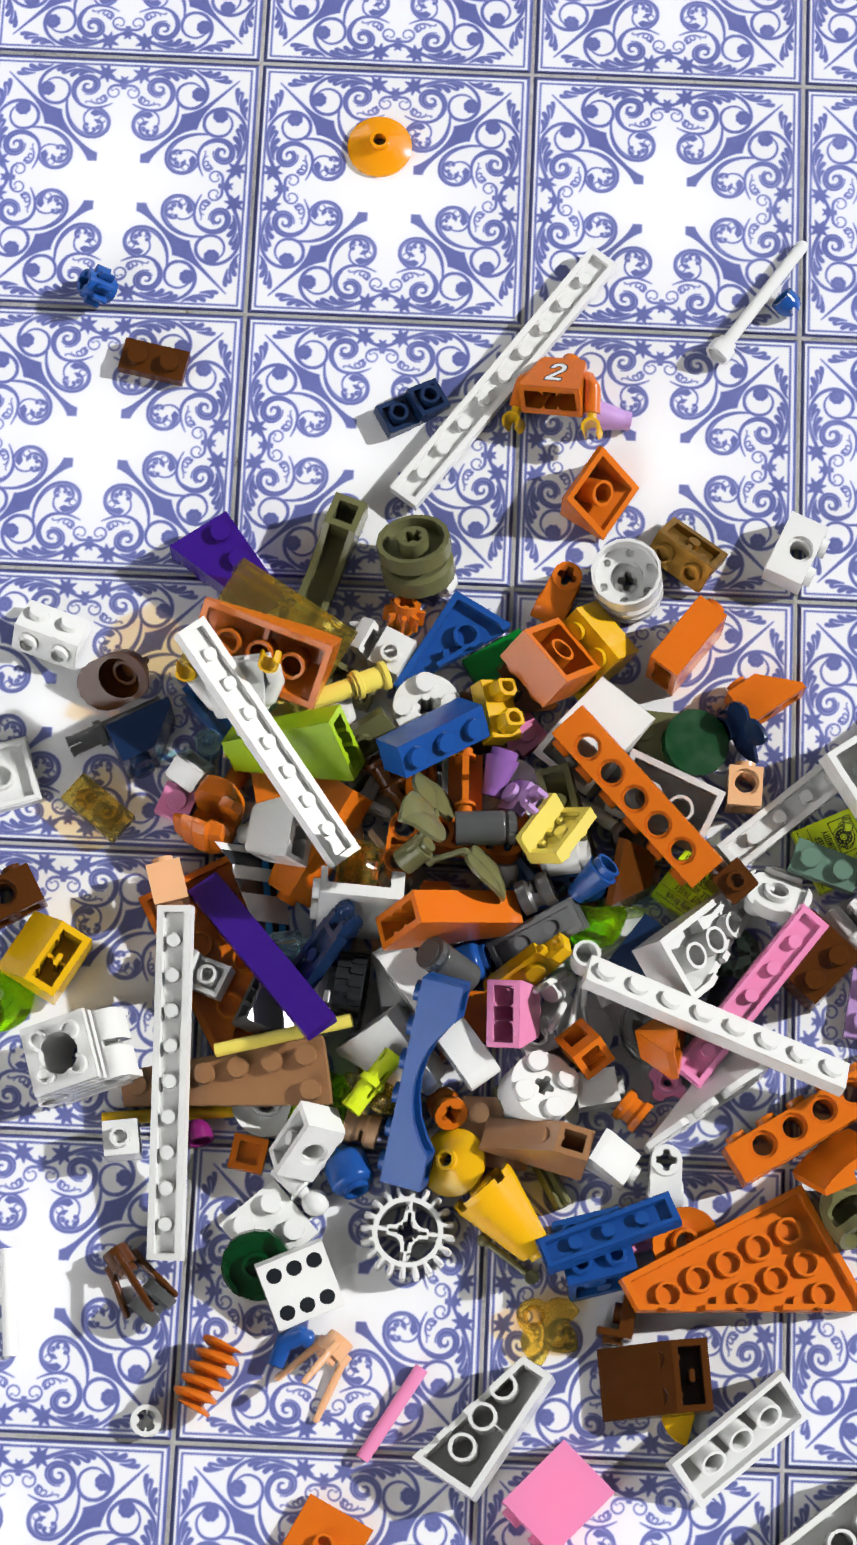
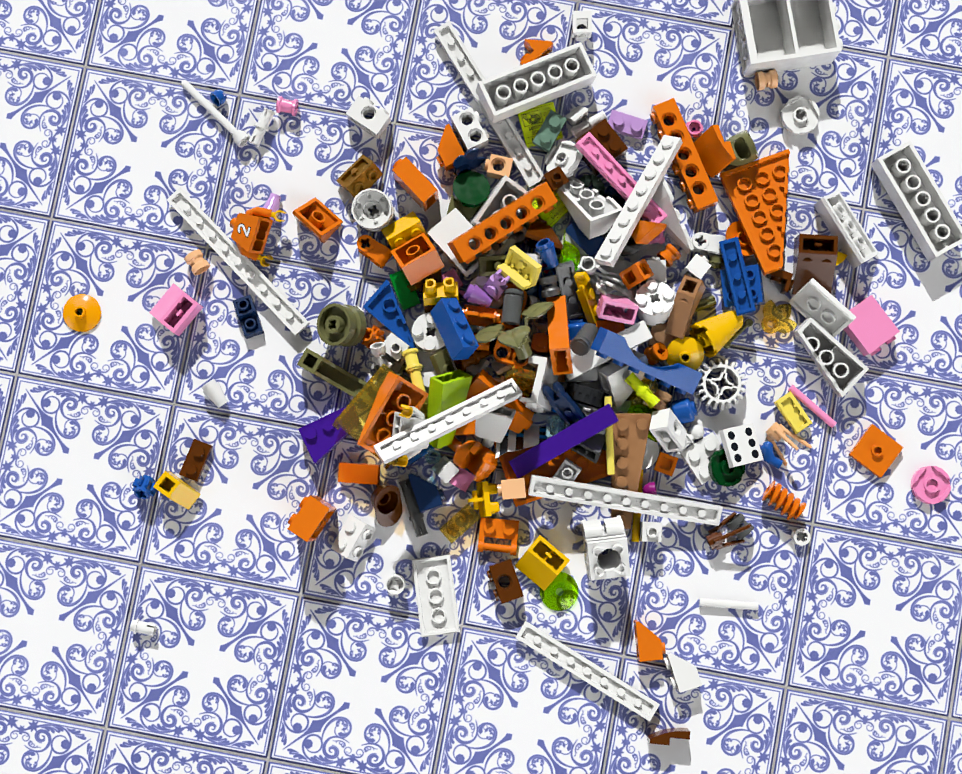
camera: 80 degrees left, 10 degrees up
(74, 552) = (311, 518): none -> orange brick
(96, 878) = (498, 529): none -> orange plate
(99, 335) = (176, 490): none -> yellow slope
(131, 848) = (481, 499): none -> yellow hips
(162, 623) = (359, 473): none -> orange slope
(272, 373) = (214, 393): none -> white cone
(374, 1376) = (793, 412): none -> light yellow plate
(382, 621) = (378, 349): none -> white hinge
(403, 290) = (176, 310): none -> bright pink slope
(493, 310) = (197, 262): none -> light nougat wheel
(573, 1401) = (823, 307): none -> white tile
(634, 1195) = (716, 262): none -> olive plate
(746, 380) = (261, 127): none -> white pin
(791, 416) = (287, 106): none -> bright pink bush
(797, 723) = (465, 132): none -> white brick

